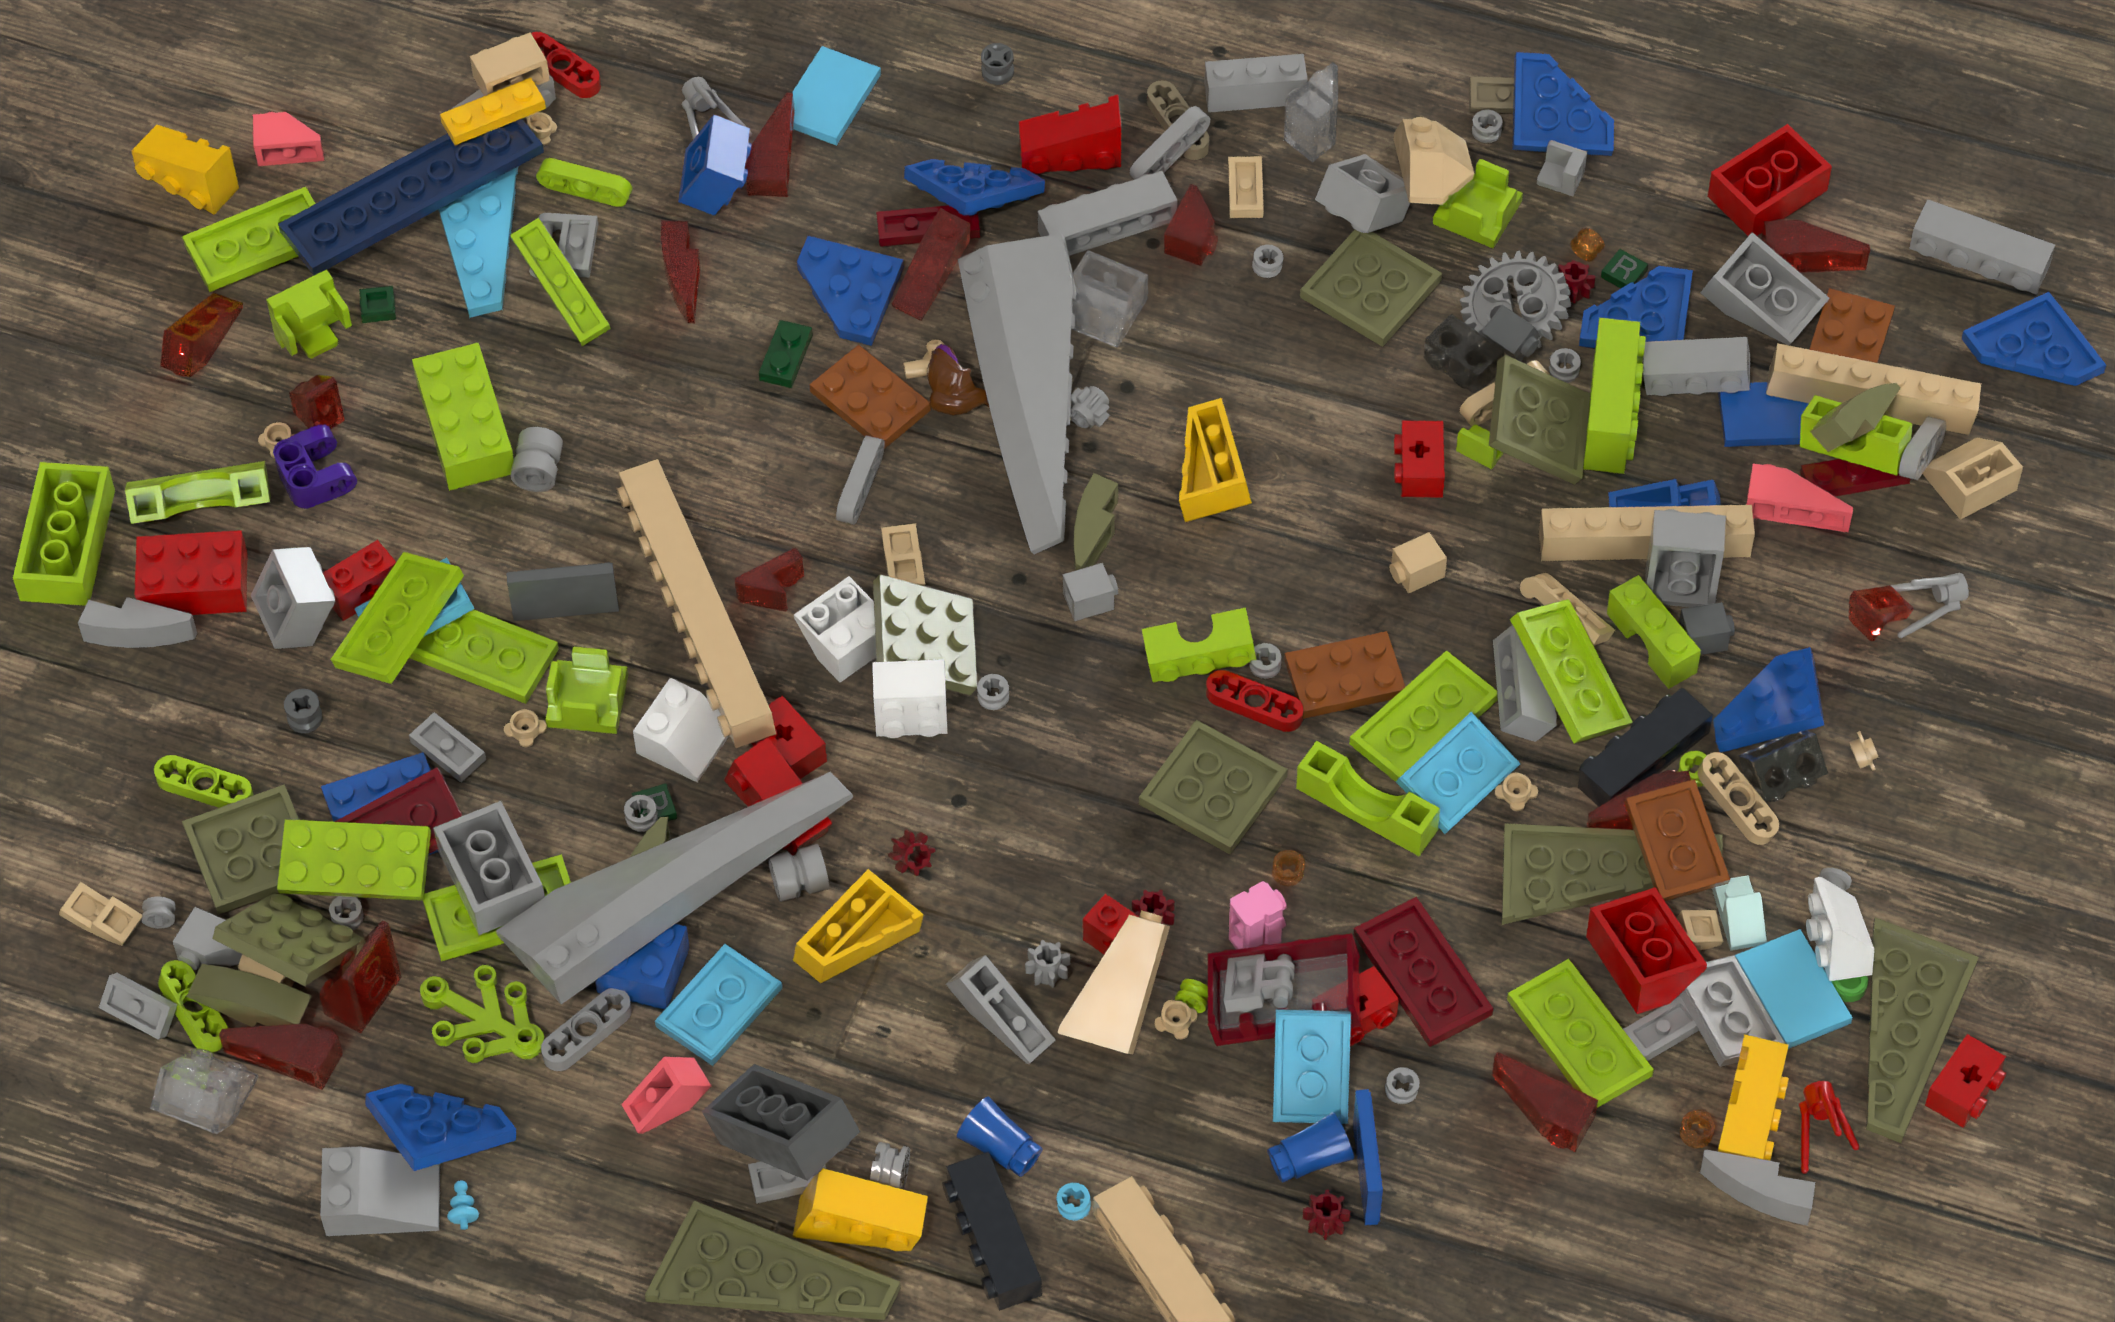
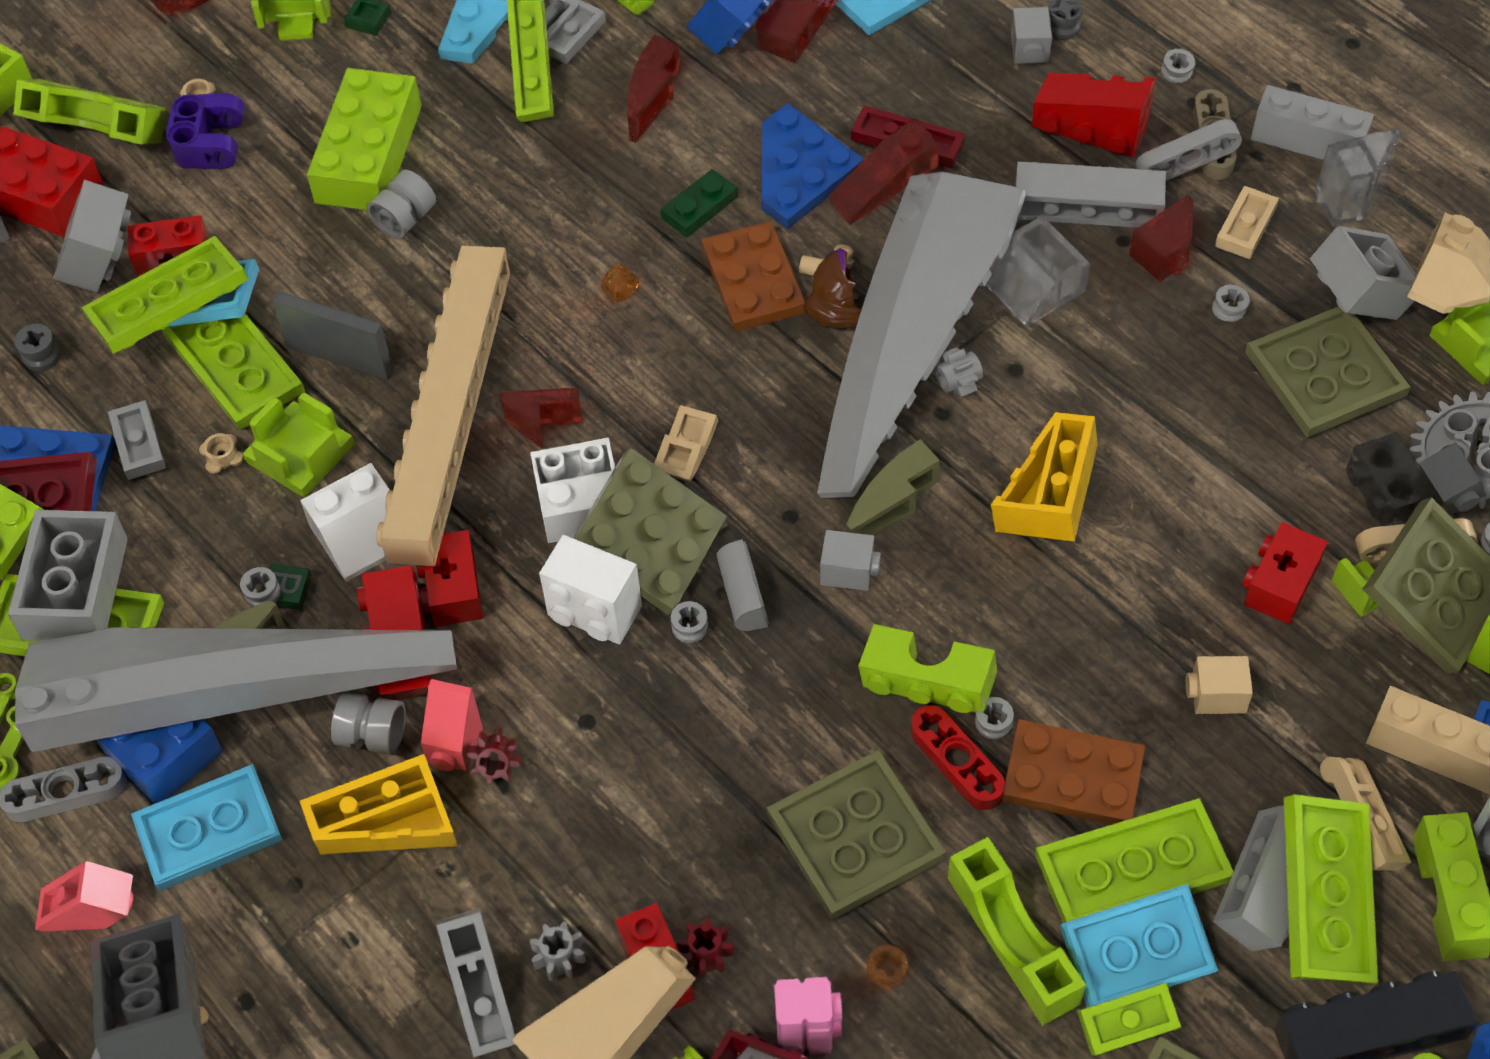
camera: 30 degrees right, 0 degrees up
(318, 402) = (247, 77): clear red slope -> none
(766, 449) = (619, 283): none -> clear orange bush
(860, 480) = (690, 350): light grey beam -> none
(866, 841) = (450, 725): none -> coral slope
(973, 186) = (977, 119): blue plate -> none
(979, 91) = (1031, 35): none -> light grey brick
(1019, 645) = (742, 586): none -> light grey brick
(1115, 61) = (1174, 57): none -> light grey bush
(1477, 822) = (1128, 1019): none -> lime plate
(1517, 782) = (1196, 989): tan plate -> none

